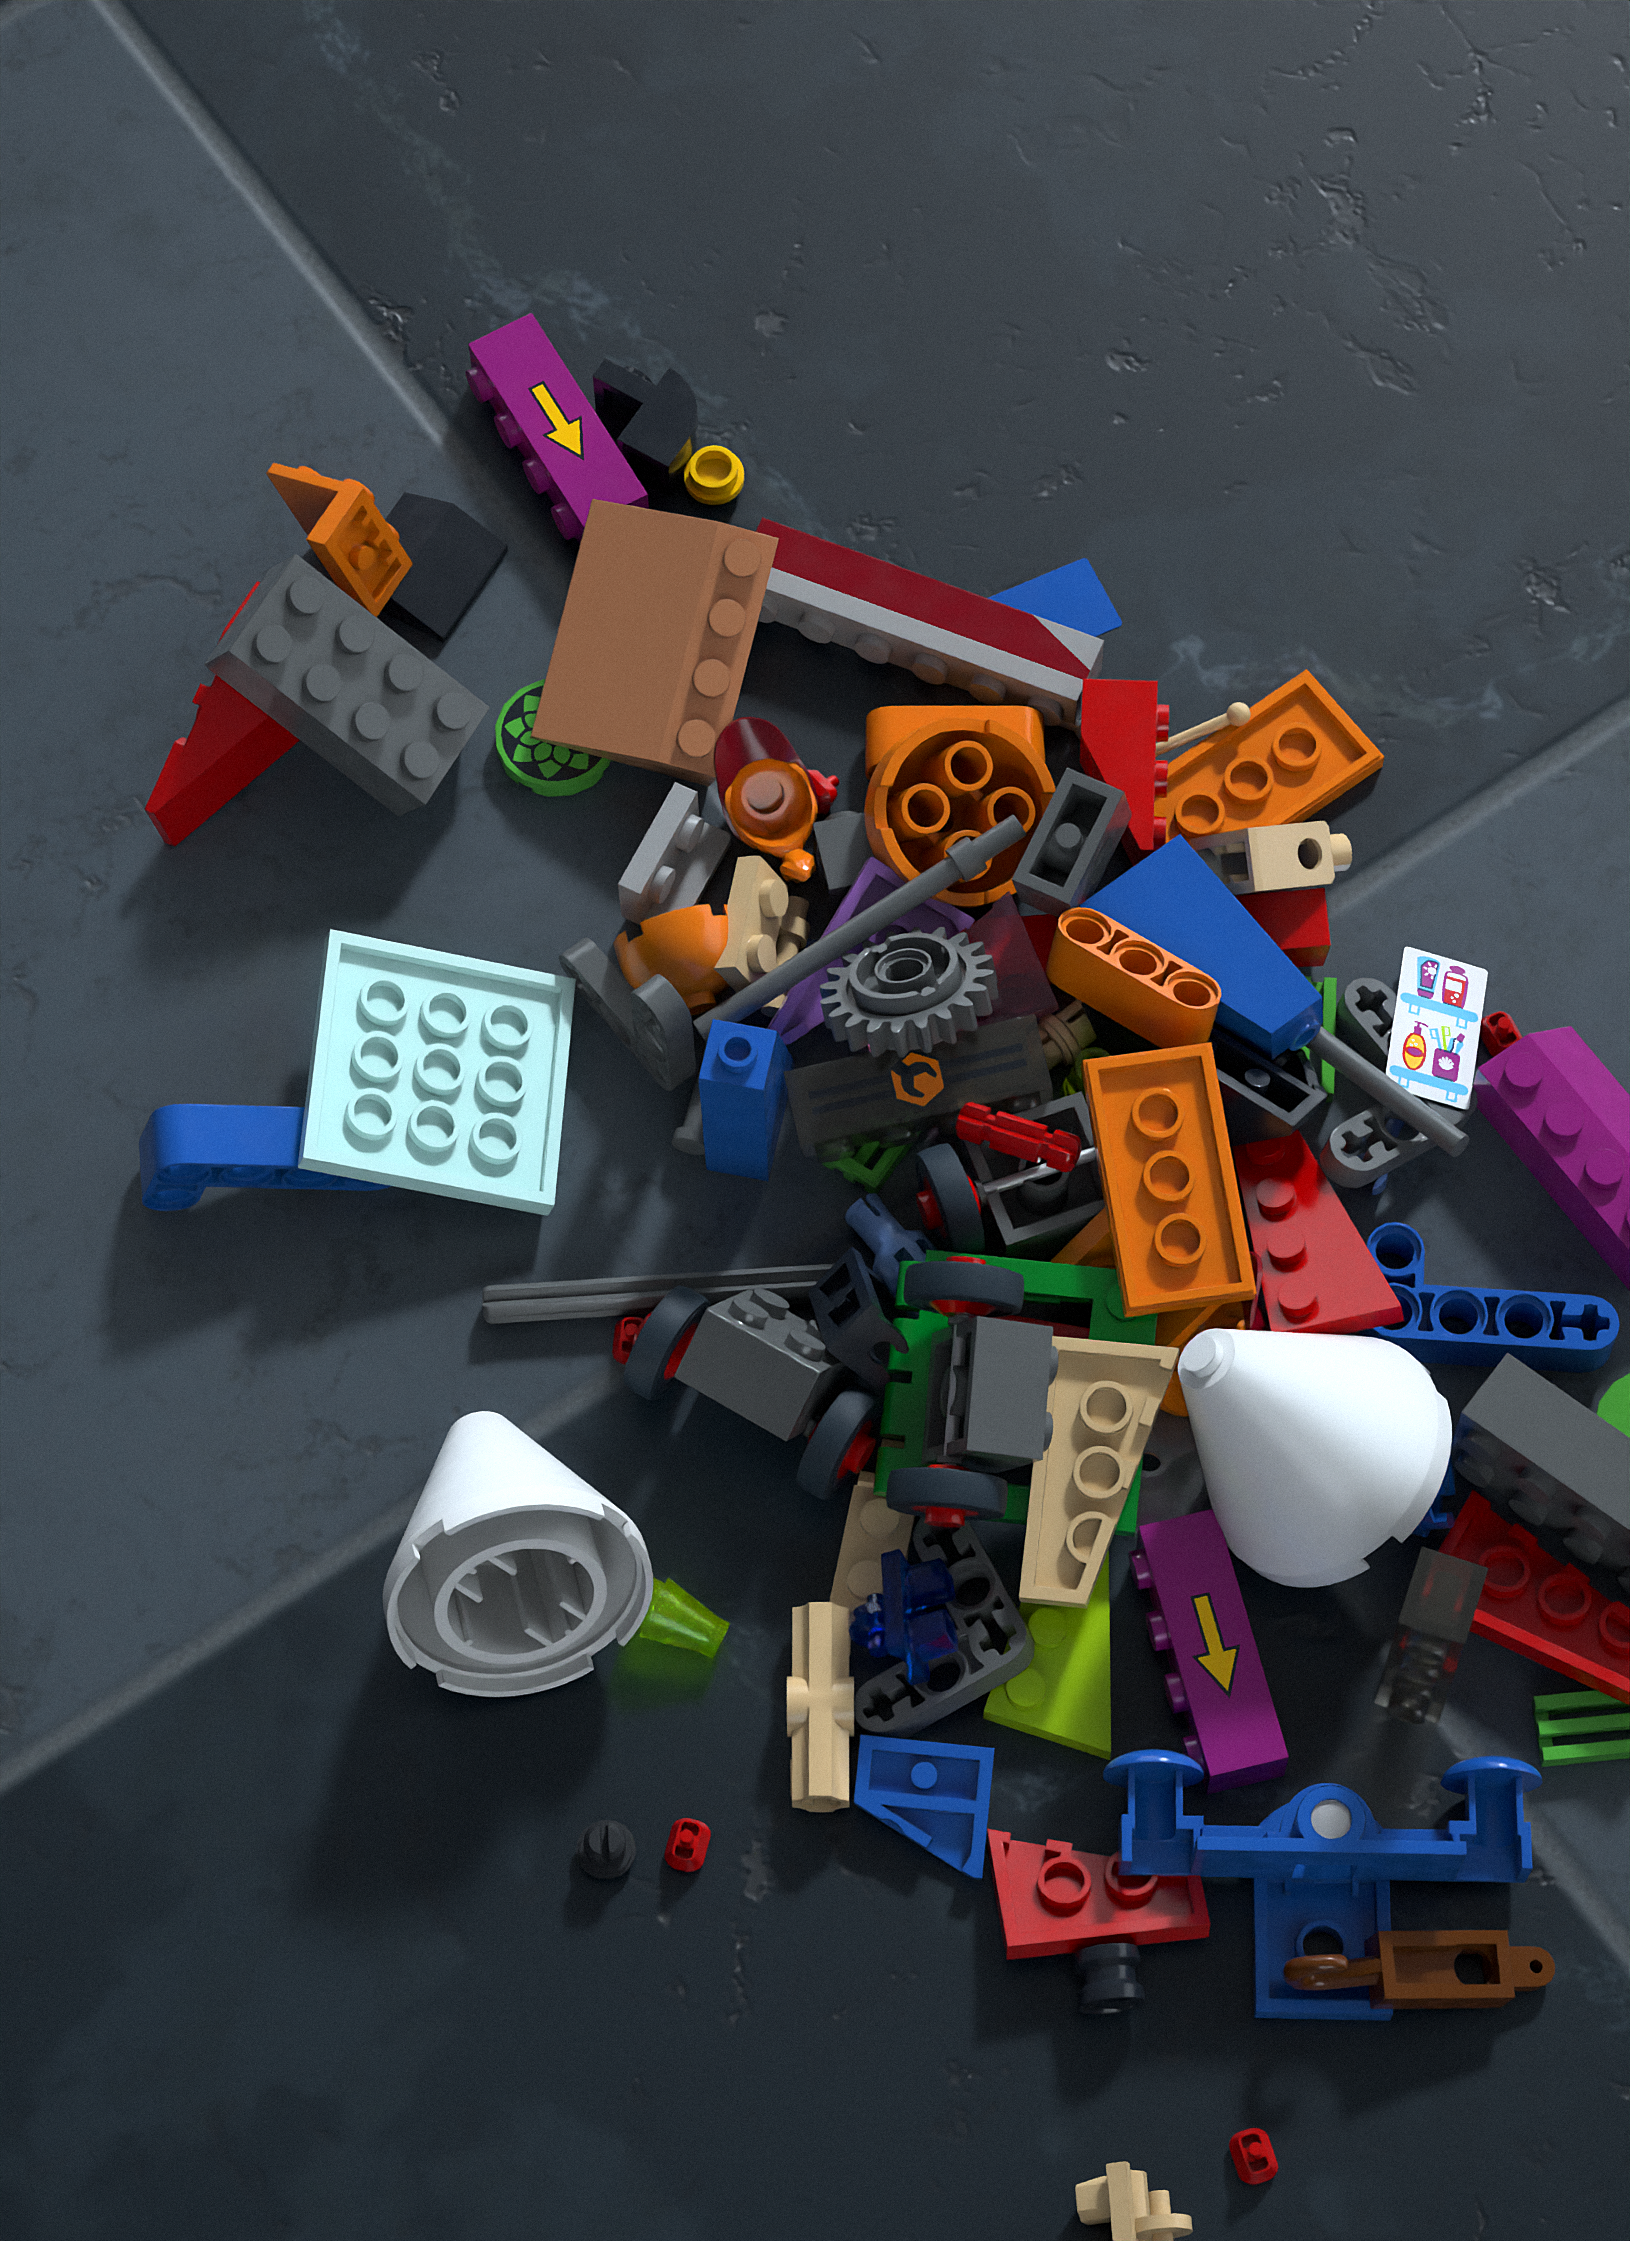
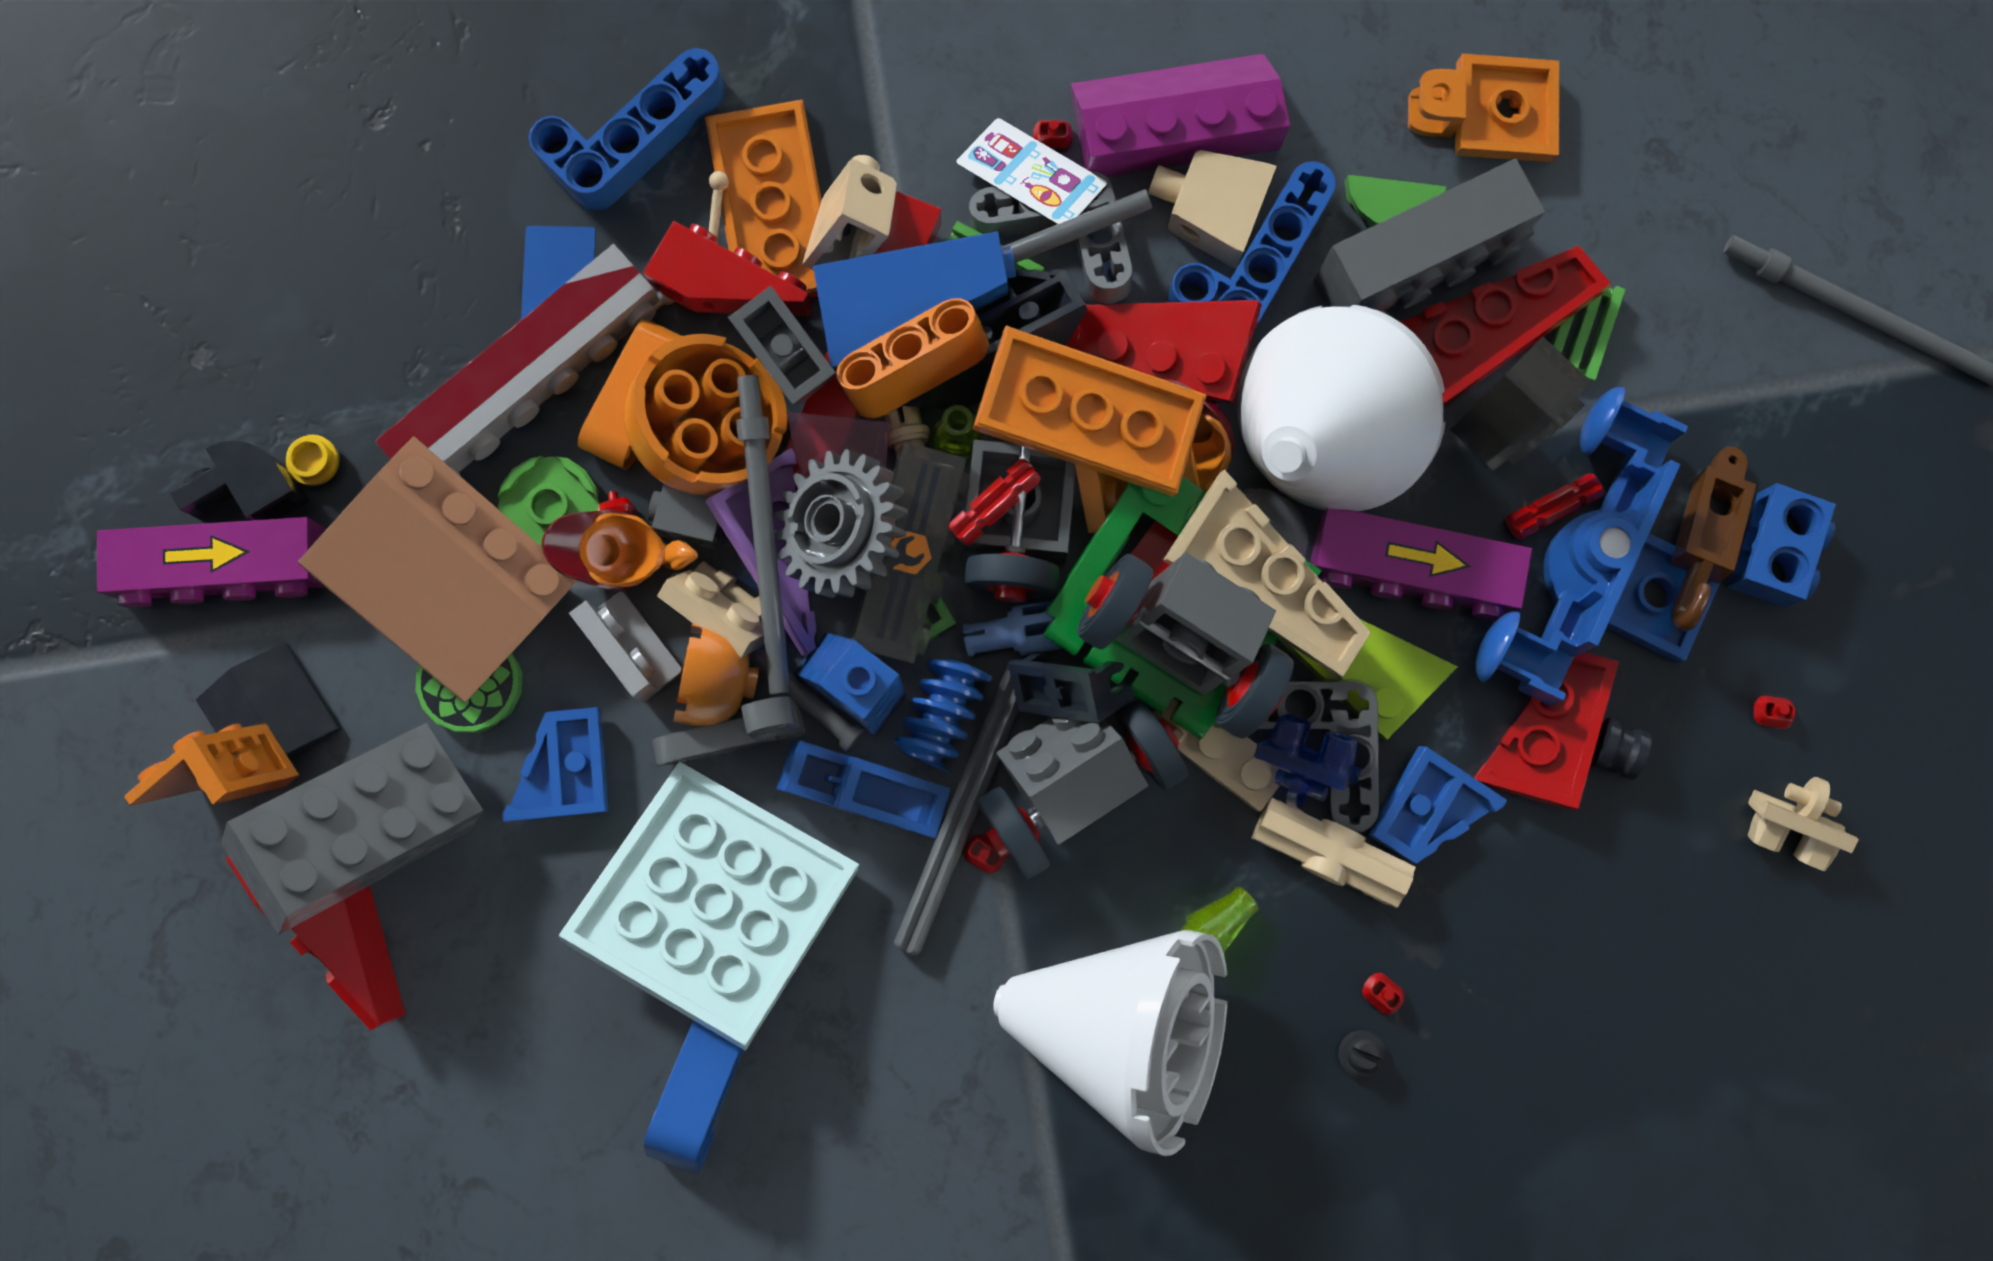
camera: 70 degrees left, 15 degrees up
(509, 870) = (564, 769): none -> blue wing
(640, 1177) = (863, 788): none -> blue slope
(764, 1214) = (941, 712): none -> blue piece
(802, 708) = (544, 491): none -> bright green tile
(1257, 604) = (632, 123): none -> blue beam
(1377, 1789) = (1554, 506): none -> red axle
(1452, 2046) = (1770, 539): none -> blue brick
(1517, 1233) = (1215, 201): none -> tan torso

